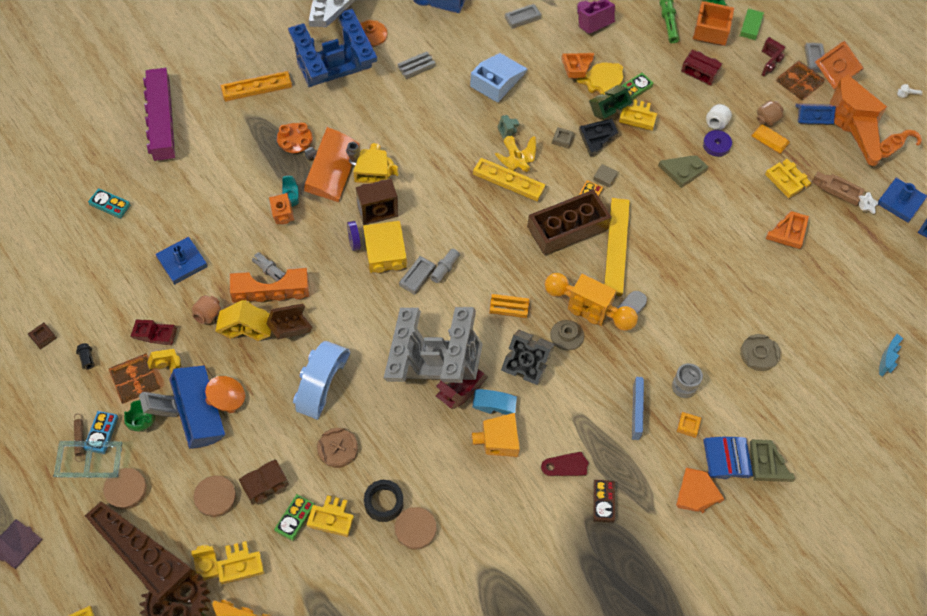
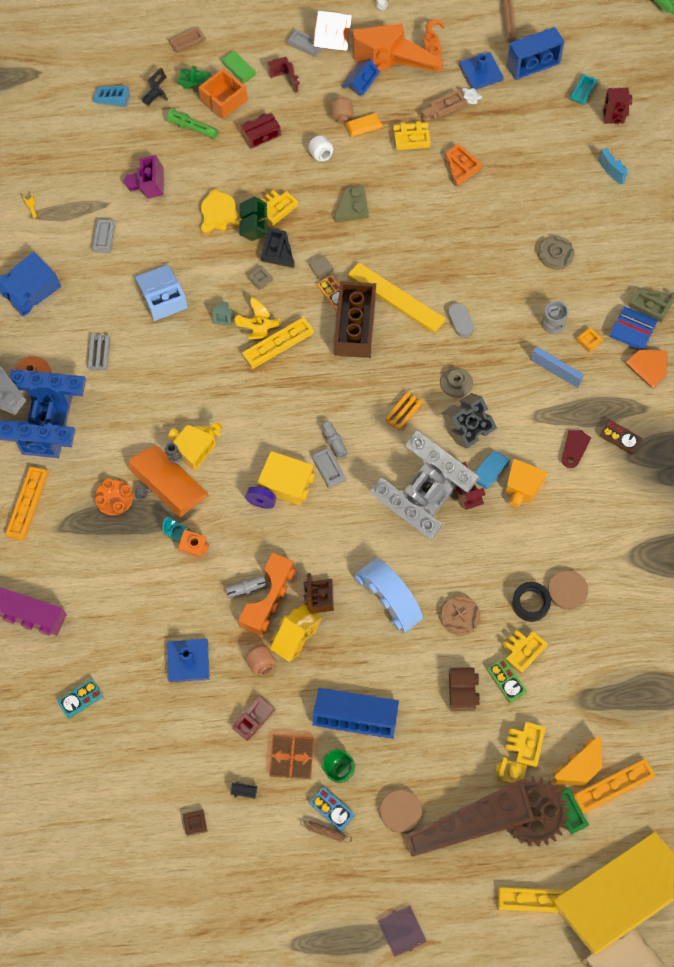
camera: 55 degrees left, 5 degrees up
(90, 444) = (370, 838): clear light blue window -> none
(158, 404) = (339, 742): light grey tile -> none
(164, 358) = (295, 715): yellow bracket -> none
(214, 496) = (450, 737): medium nougat tile -> none
(225, 393) = (358, 682): orange dish -> none
(377, 201) = (238, 459): reddish brown brick -> none
(577, 64) = (191, 222): orange wing -> none
(591, 300) = (443, 344): light orange brick -> none
(638, 85) = (244, 189): tile -> none
(717, 136) = (343, 172): dark purple piece -> none
(800, 80) = (320, 68): clear orange tile -> none

